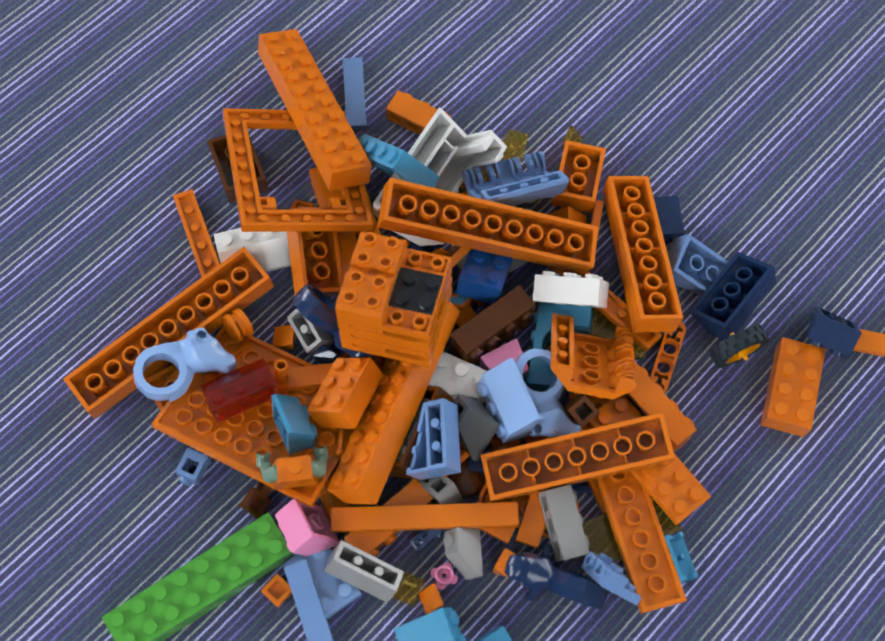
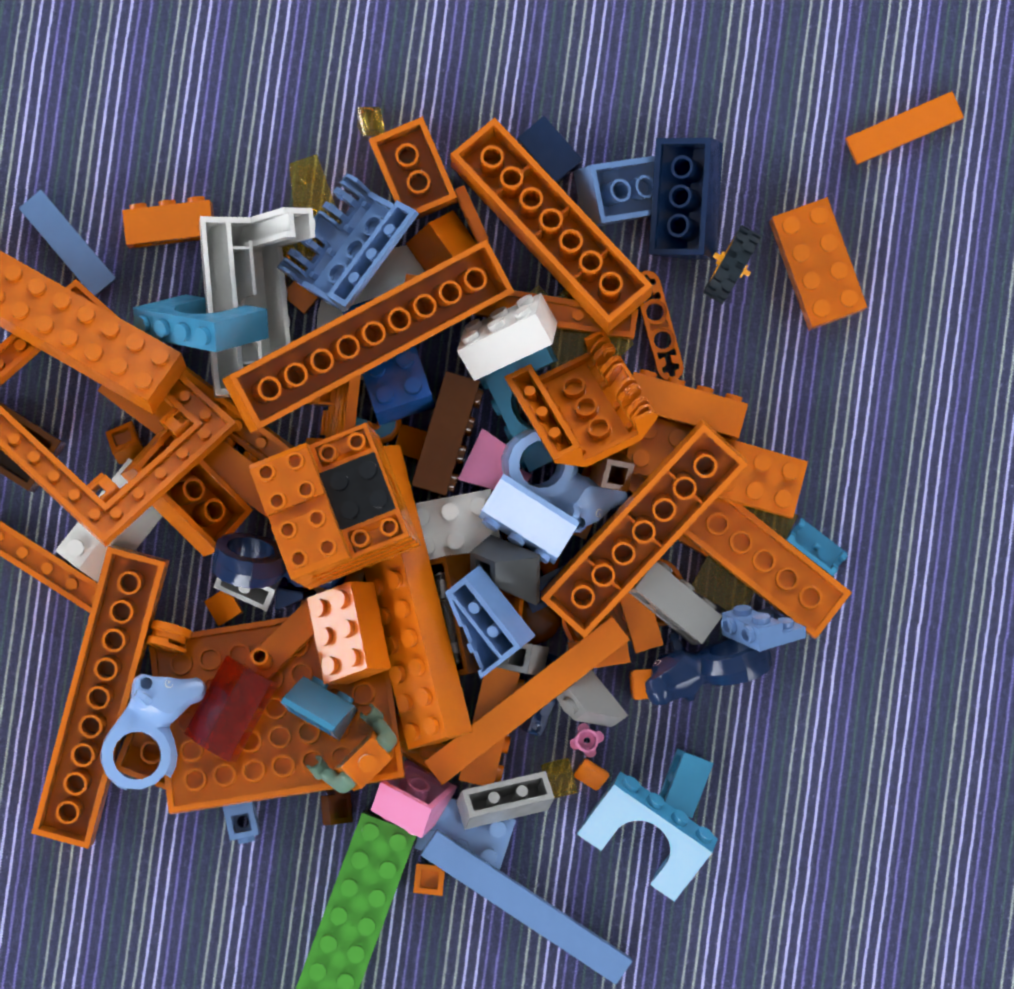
camera: 35 degrees left, 20 degrees up
(339, 451) = (389, 699): orange hinge -> none
(833, 332) = (822, 168): dark blue slope -> none

